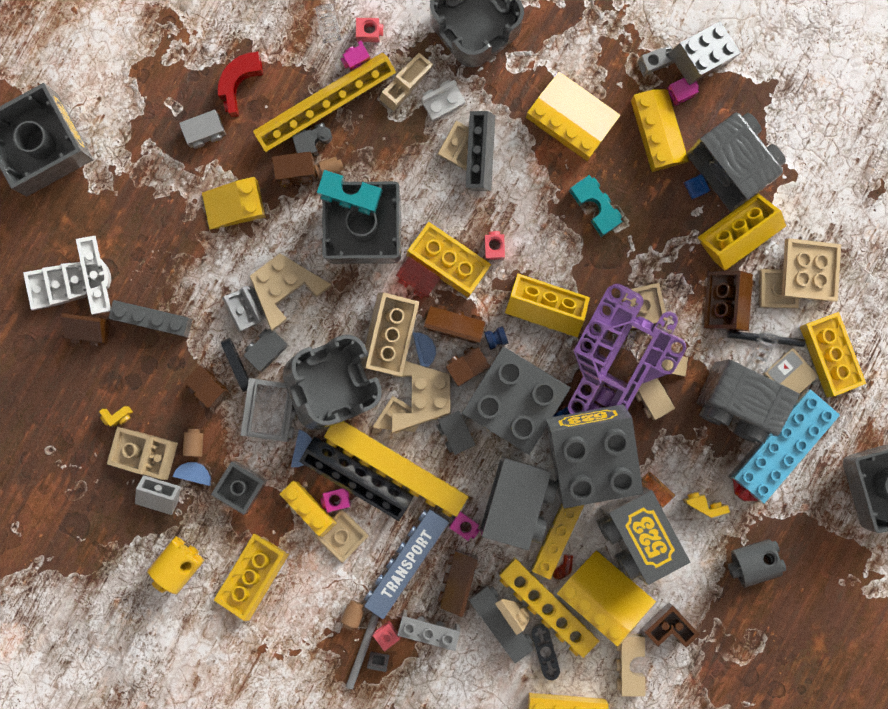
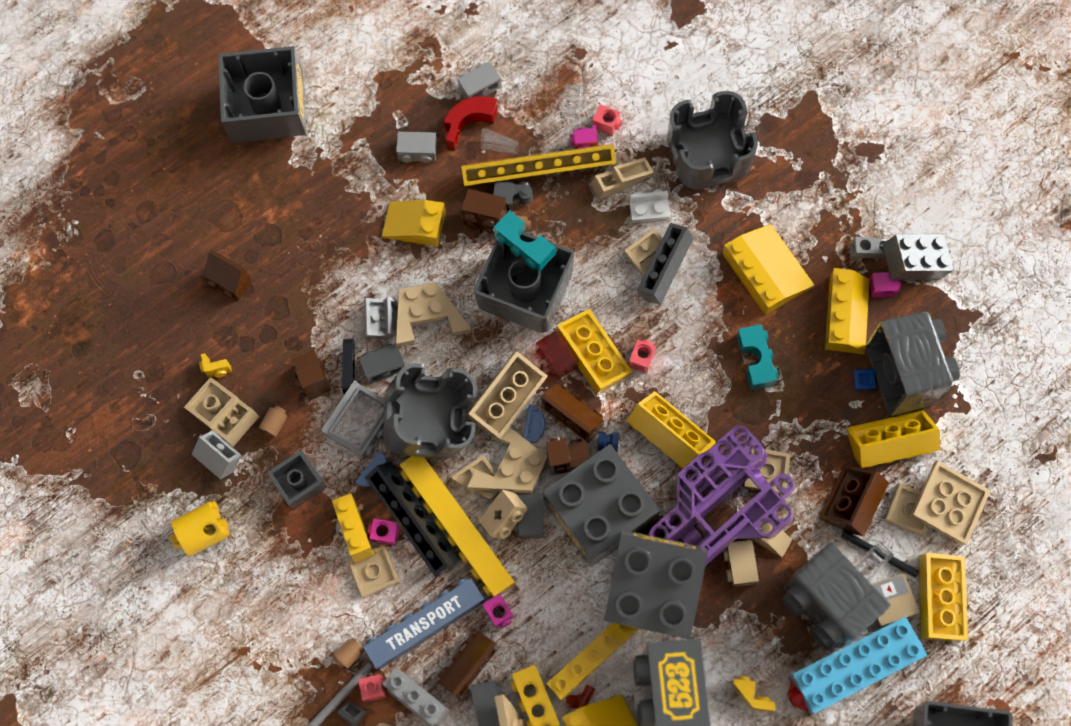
camera: 25 degrees right, 15 degrees down
(72, 281) = (235, 230): white slope -> none
(150, 318) = (289, 292): dark grey brick -> none
(193, 472) = (260, 450): medium blue tile -> none
(232, 39) = (480, 81): none -> light grey brick
(251, 577) = (267, 574): yellow slope -> none
(273, 94) = (497, 142): none -> clear slope
(434, 443) = (503, 514): none -> tan brick
(516, 504) = (559, 601): dark grey brick -> none
(662, 493) = (712, 663): clear orange leg -> none

